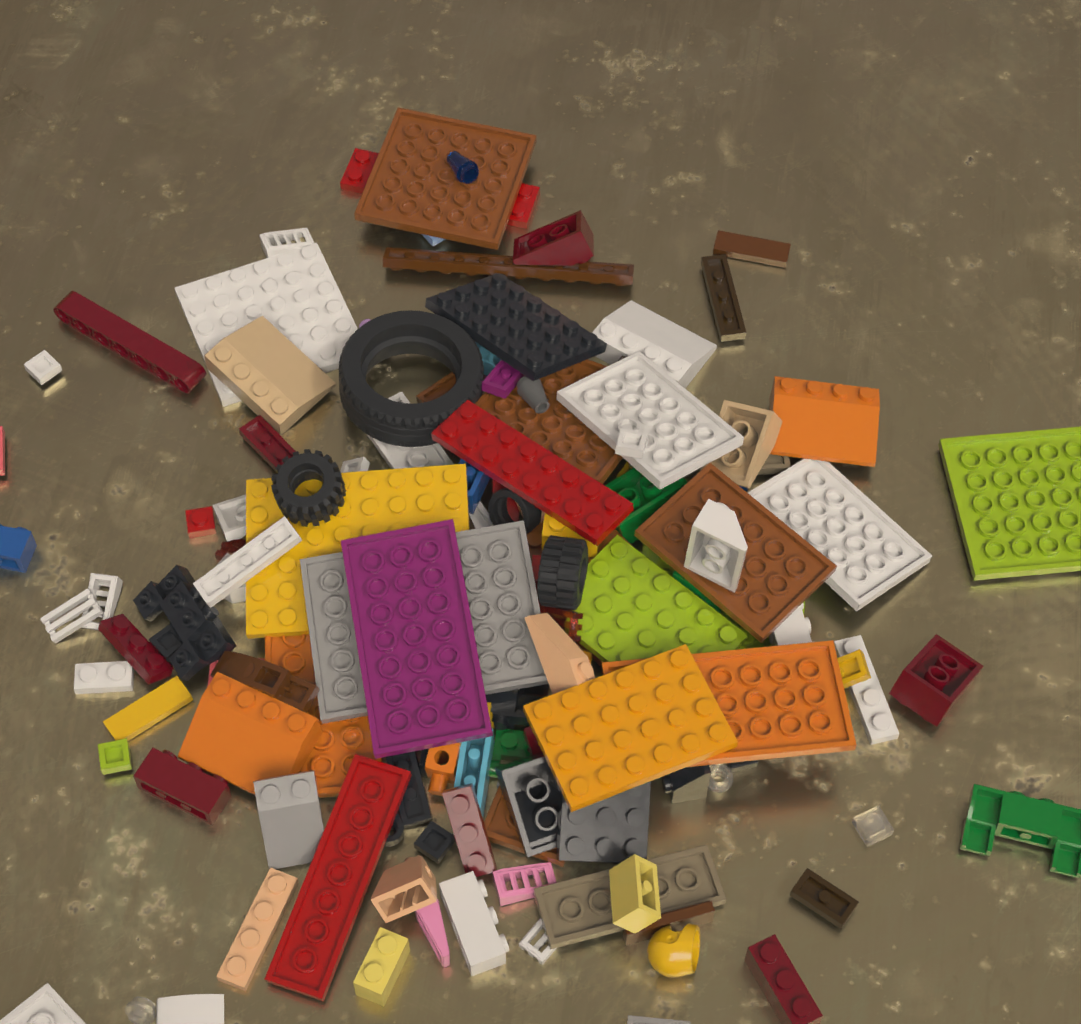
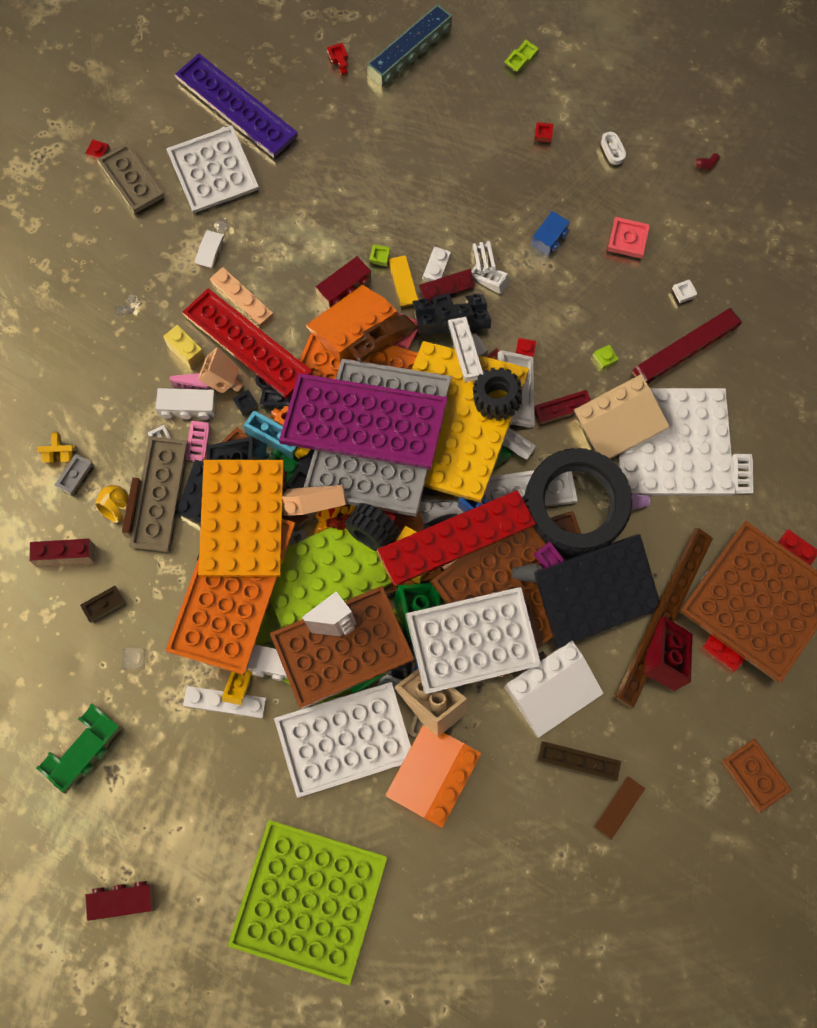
camera: 110 degrees right, 15 degrees up
(177, 428) = (605, 357): none -> lime plate
(289, 818) = (295, 325): light grey slope -> none
(463, 168) = (761, 609): clear blue cone -> none
(469, 830) = (236, 417): plate -> none
(631, 443) = (445, 607): white plate -> none
(634, 894) = (147, 485): light yellow brick -> none
(646, 144) = (756, 775): none -> dark orange tile
(935, 680) = (207, 751): dark red slope -> none

